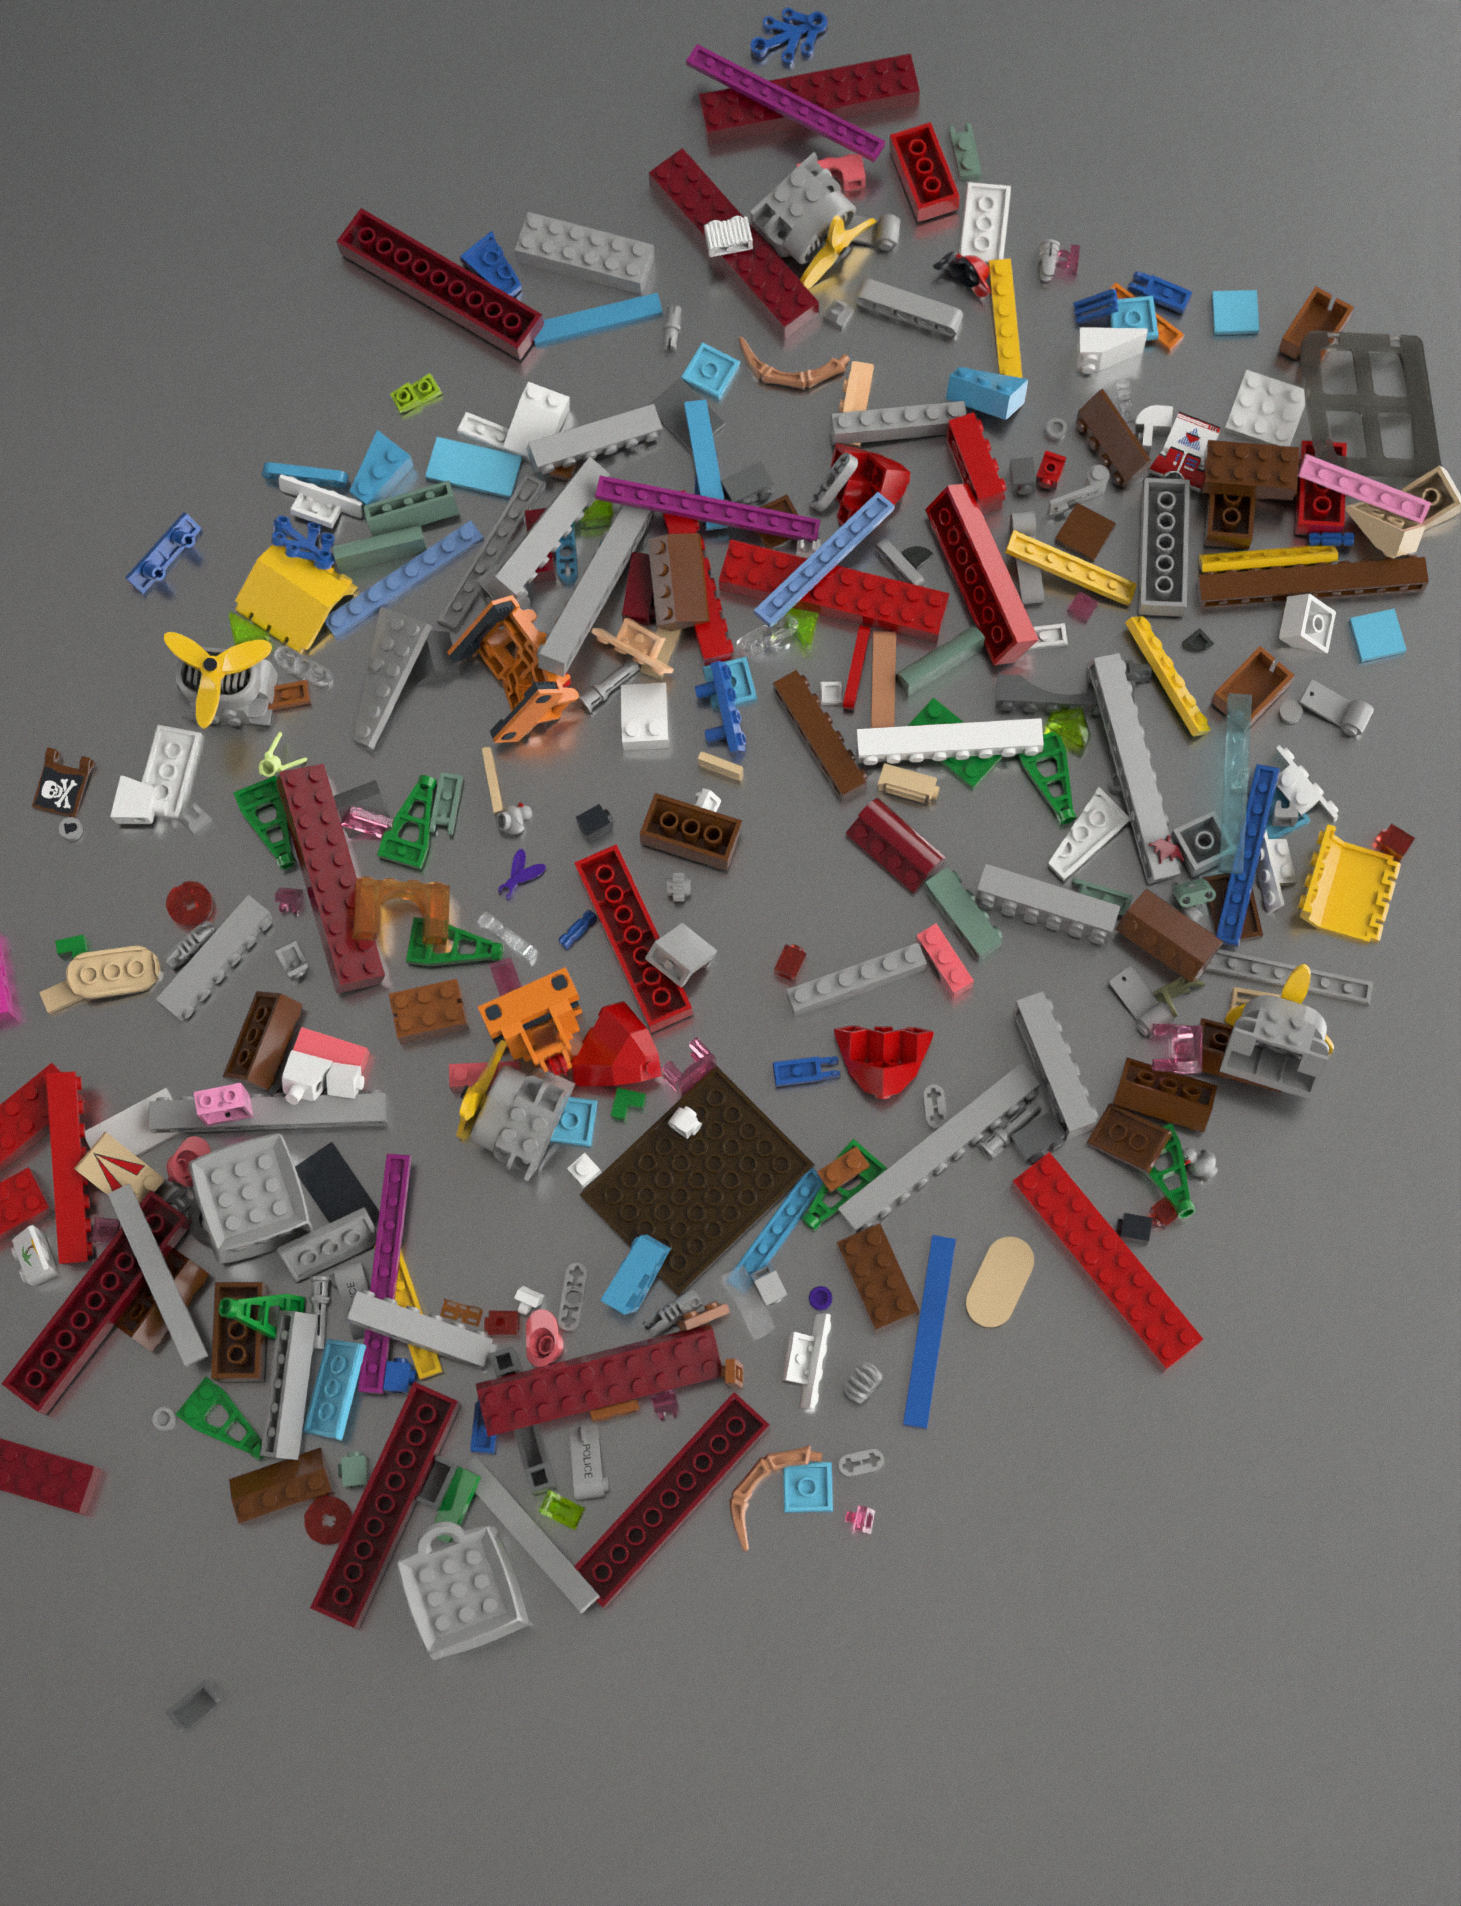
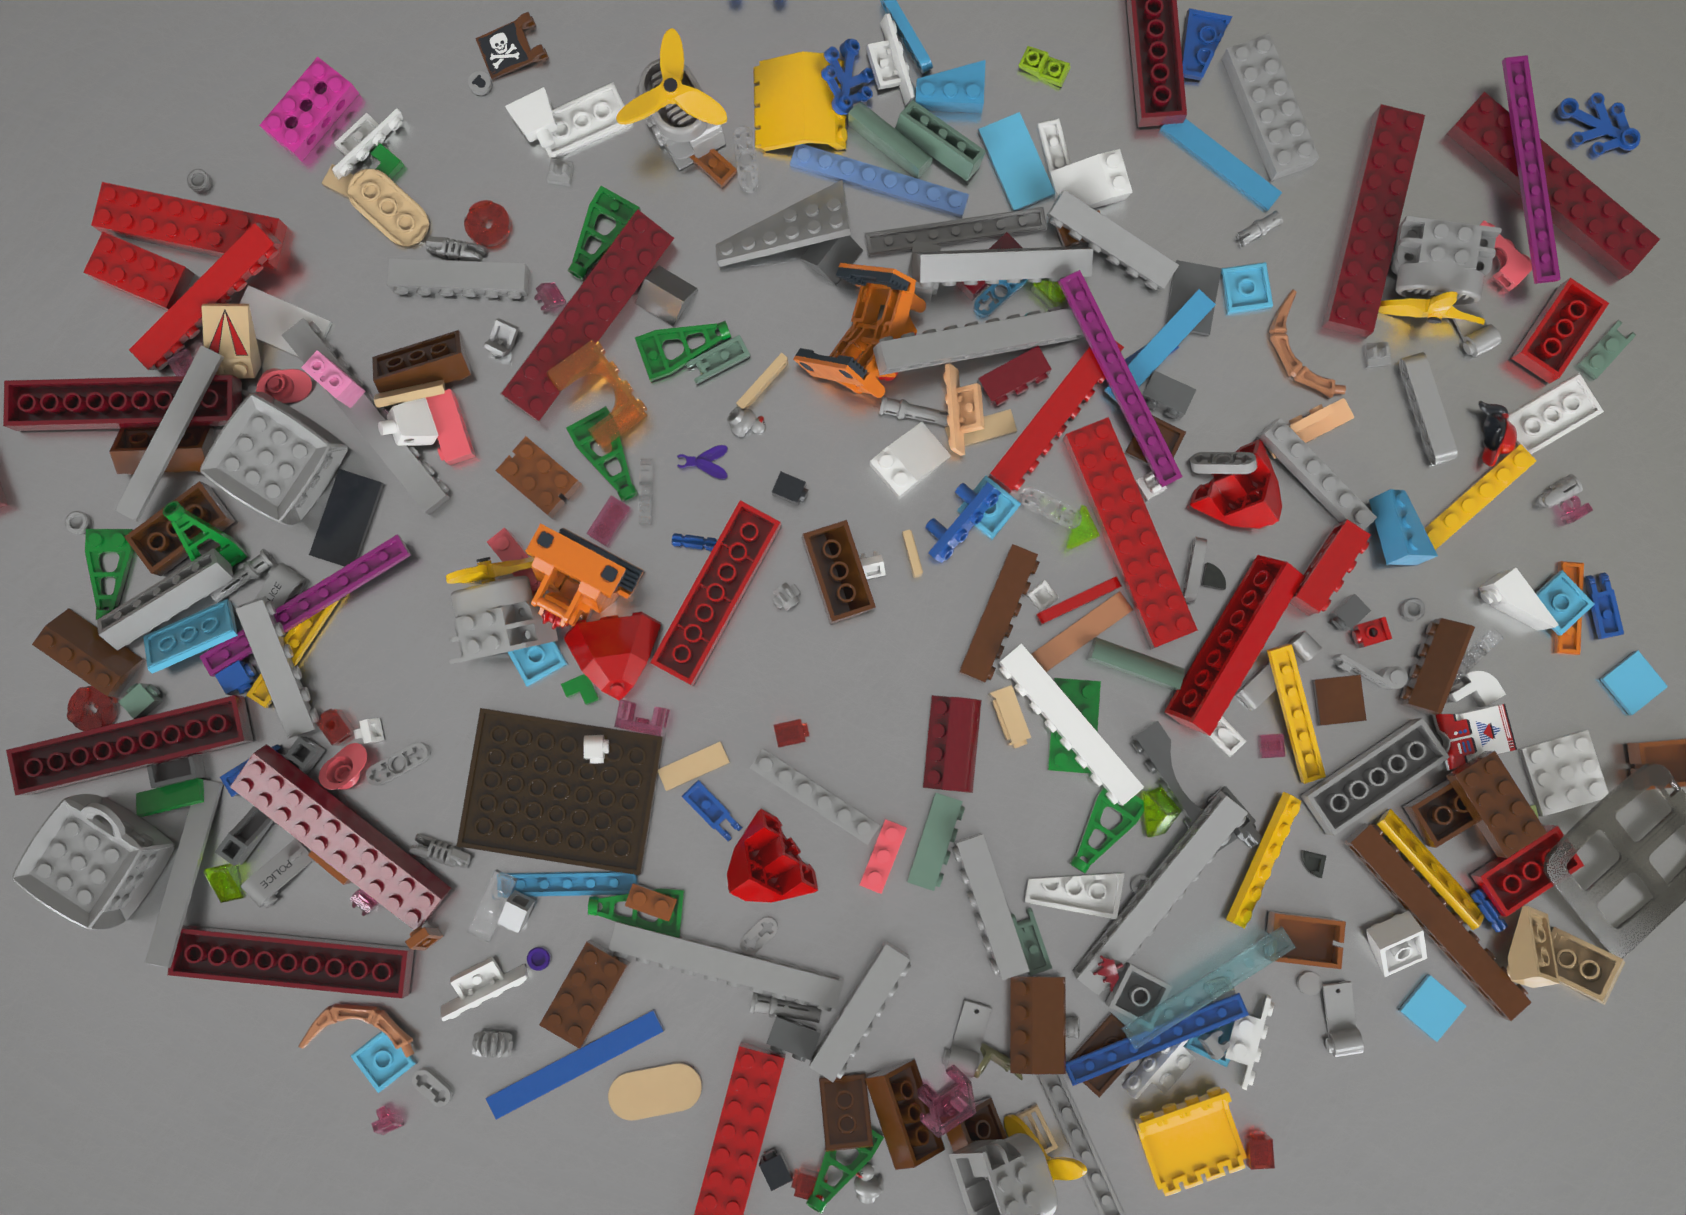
camera: 50 degrees right, 10 degrees up
(34, 1256) = (125, 327): white slope -> none
(38, 952) = (362, 138): none -> white bracket
(245, 631) = (736, 91): clear neon green slope -> none
(272, 764) = (641, 198): yellowish green plant -> none
(280, 1059) = (409, 393): none -> tan tile
(329, 1245) = (296, 545): light grey tile -> none
(344, 1080) = (430, 456): white brick -> none
(367, 821) = (650, 302): clear pink plate -> none
(465, 1313) = (328, 690): clear orange piece -> none
(584, 1171) = (501, 698): white brick -> none
(636, 1275) = (443, 803): dark azure wedge -> none
(678, 581) = (1039, 402): reddish brown slope -> none
(680, 954) = (728, 642): light grey panel -> none
(712, 1311) = (457, 881): plate -> none
(728, 236) = (1372, 213): white brick -> none
(758, 1060) = (693, 766): none -> tan tile
(823, 560) = (1146, 507): medium blue plate -> none
(1095, 303) = (1552, 556): blue tile -> none
(1193, 892) = (1090, 1018): sand green piece -> none
(1363, 488) = (1552, 910): bright pink tile -> none

